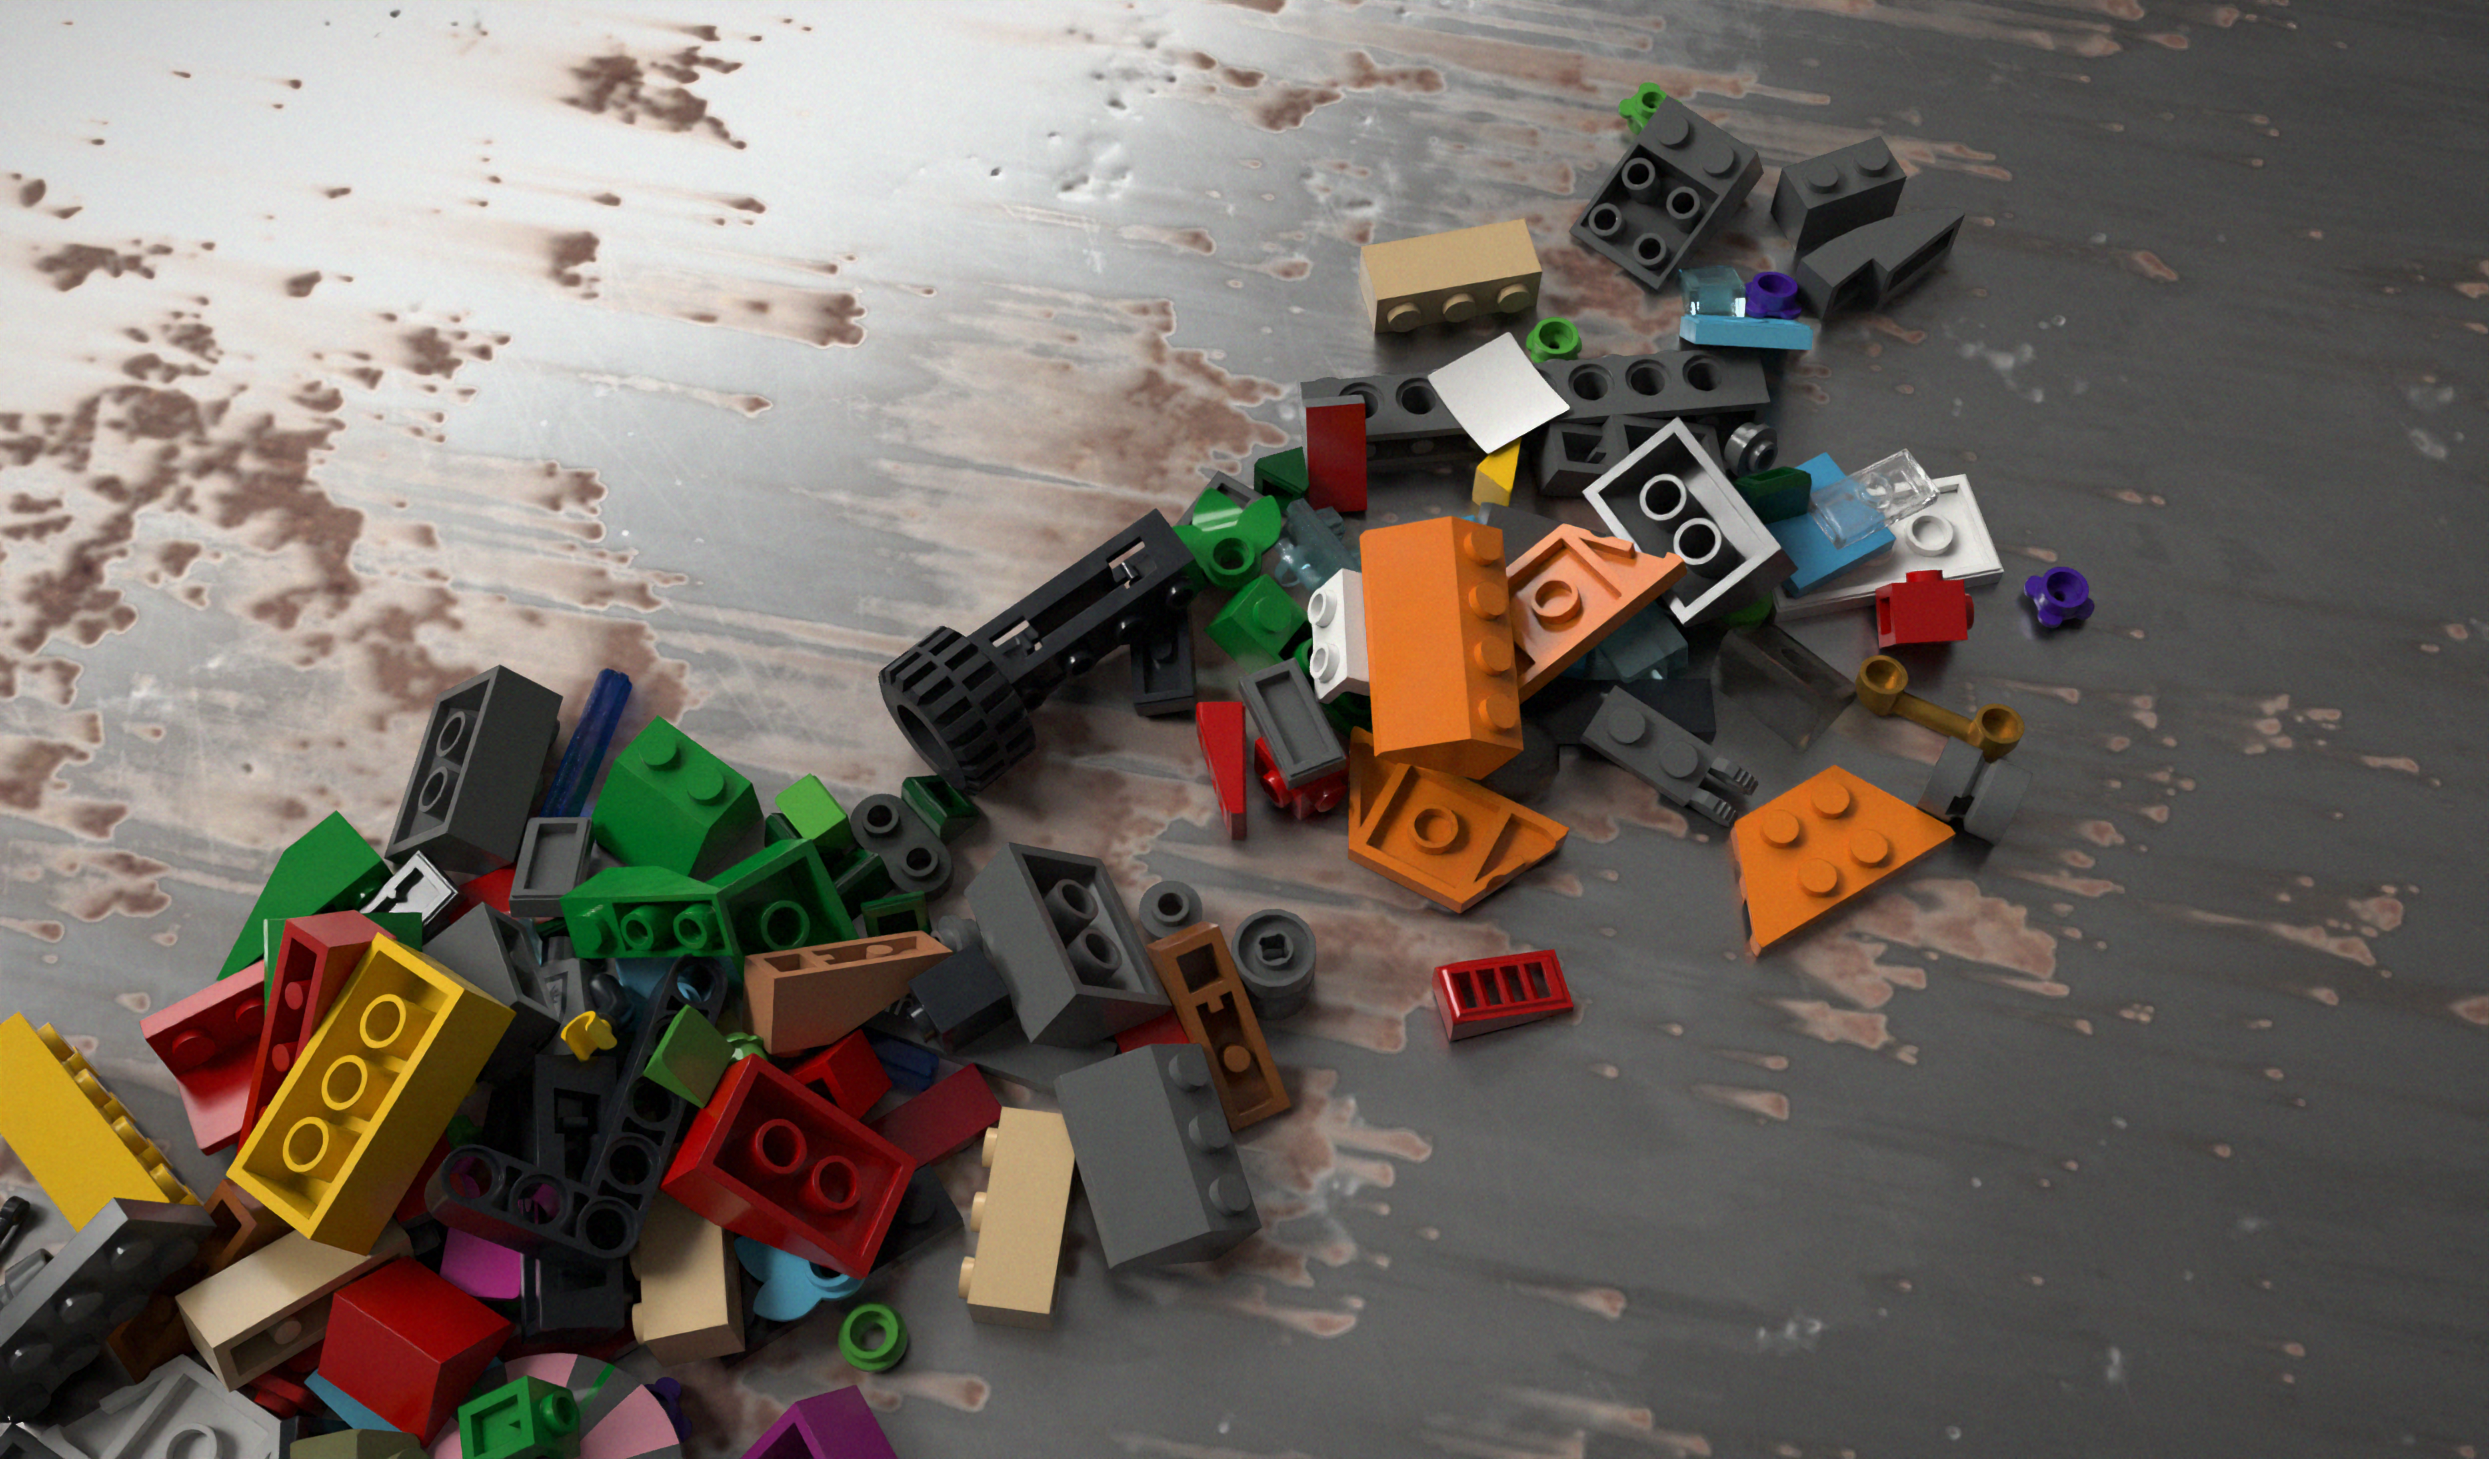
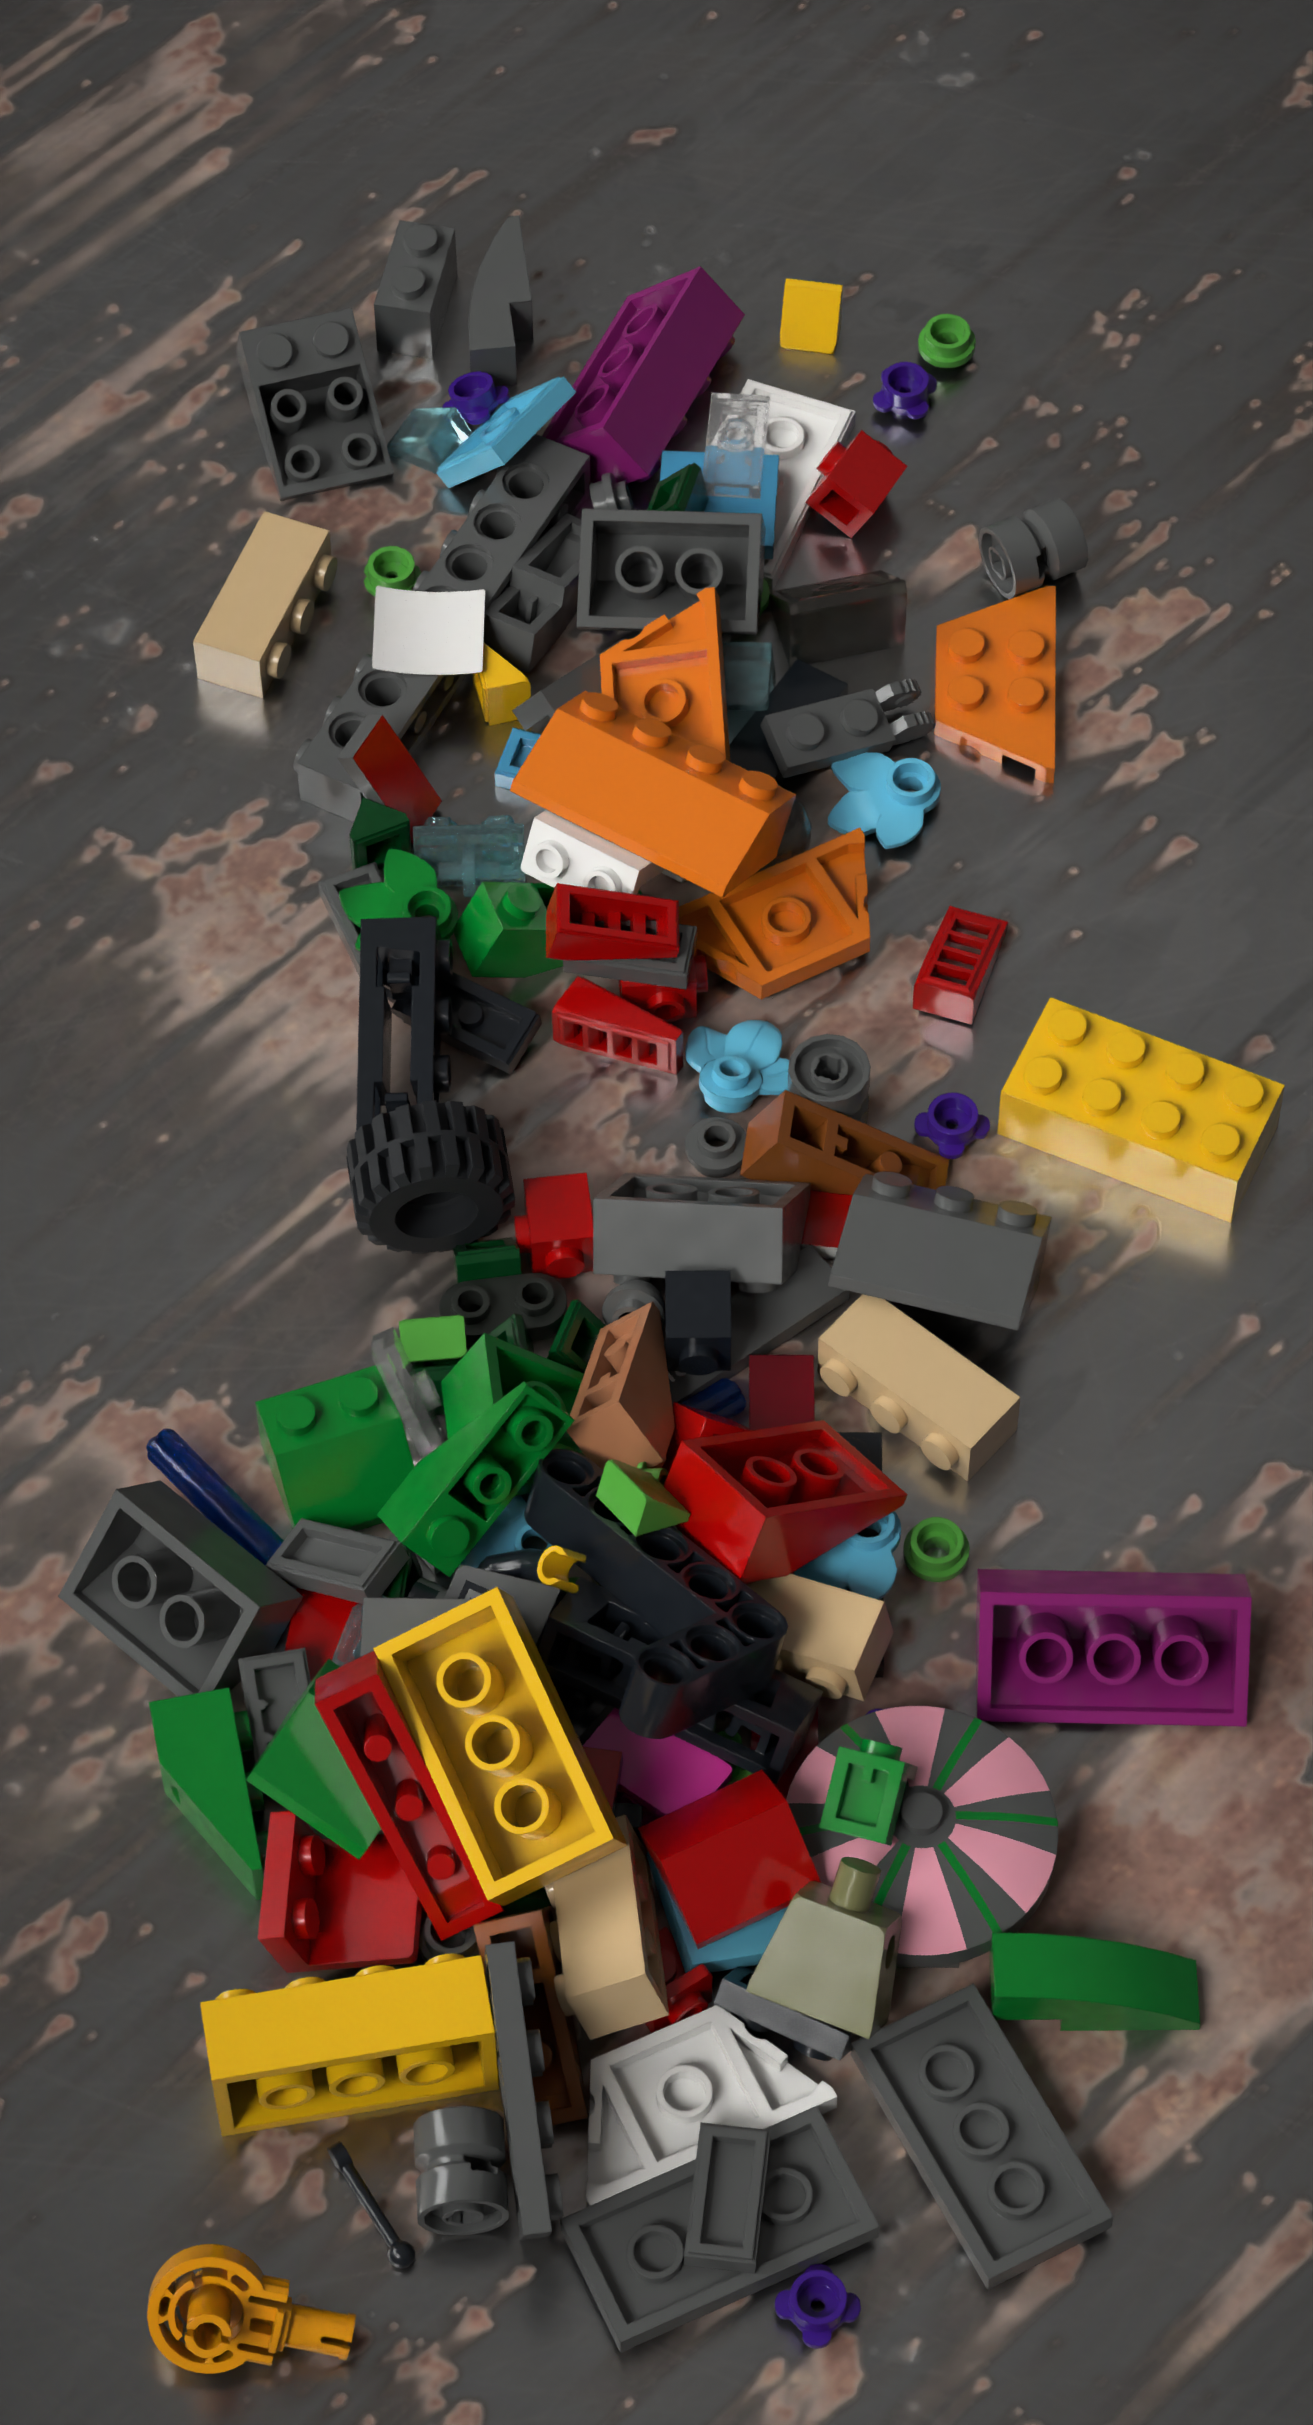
camera: 55 degrees left, 5 degrees down
(739, 816) = (410, 1391): none -> clear plate
(990, 823) = (557, 1225): none -> red brick
(1272, 870) = (738, 1064): none -> medium azure plate
(1281, 644) = (590, 942): none -> red slope
(1326, 1068) = (952, 1109): none -> dark purple plate
(1445, 1238) = (1140, 1109): none -> yellow brick
(1618, 827) = (879, 797): none -> medium azure plate
(1642, 106) = (209, 366): bright green plate -> none
(1881, 689) = (897, 552): pearl gold bar -> none
(1893, 401) = (647, 375): none -> magenta slope
(2069, 481) = (811, 316): none -> yellow slope
(2144, 585) = (946, 341): none -> bright green plate

